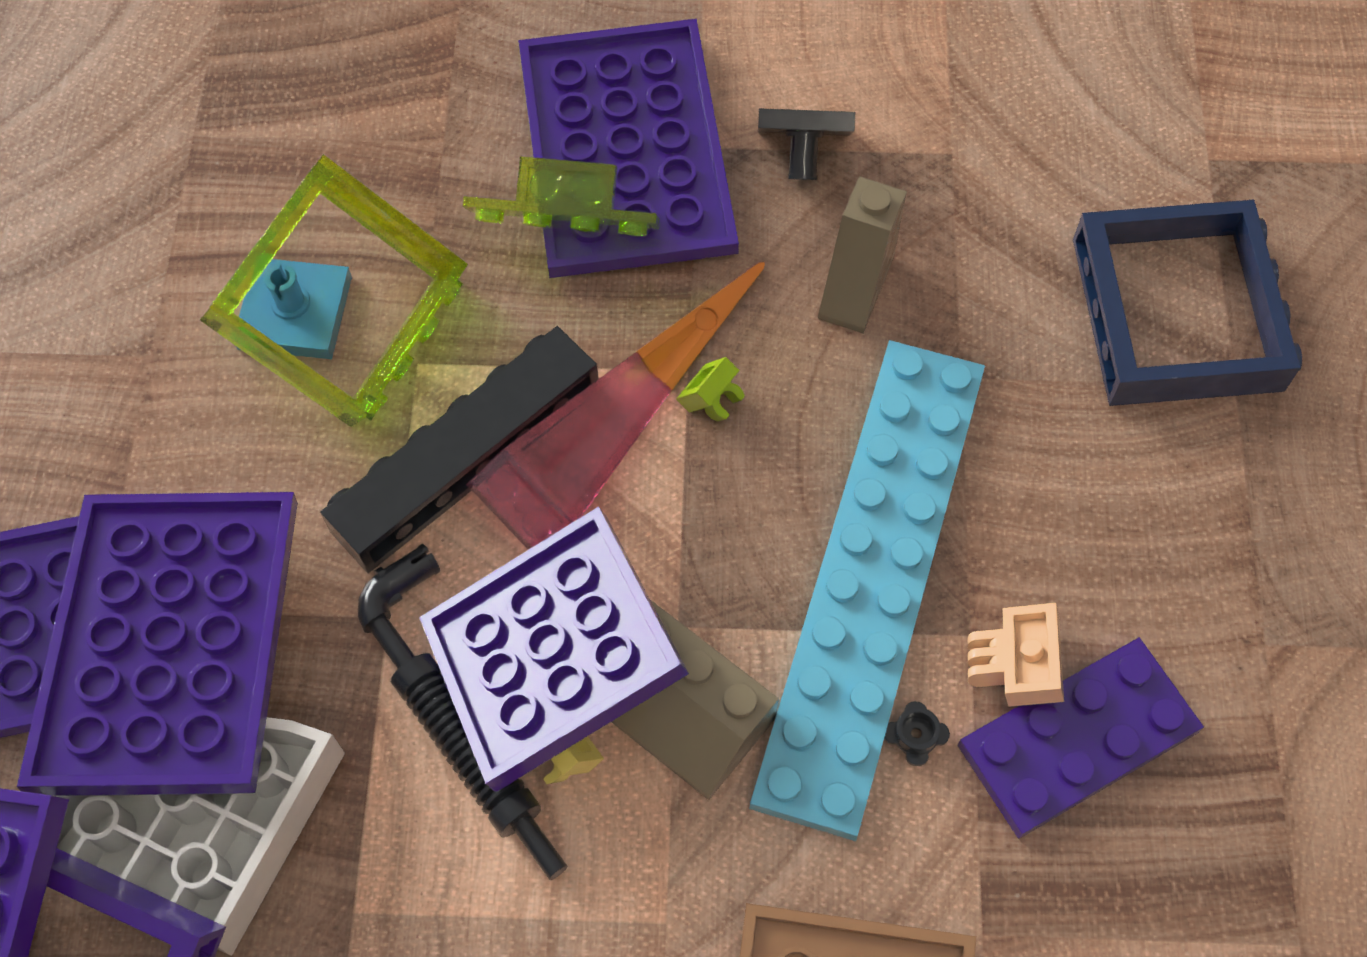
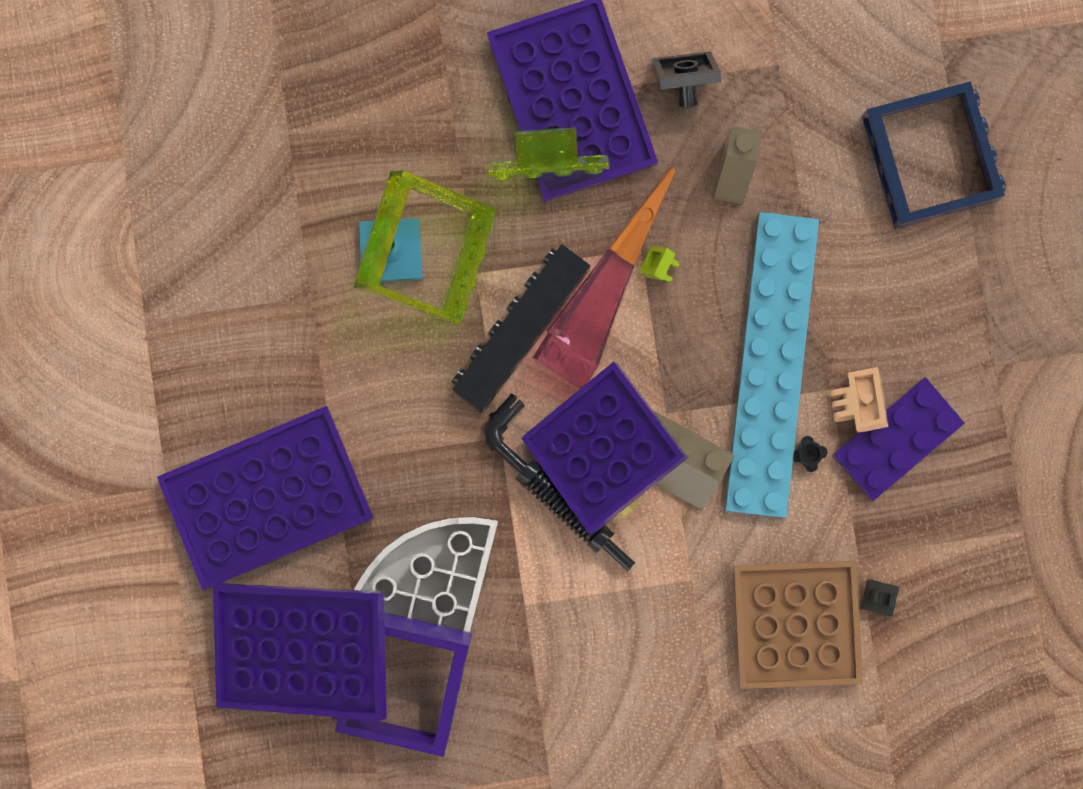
camera: 20 degrees left, 20 degrees up
(163, 646) = (390, 484): dark purple plate -> none

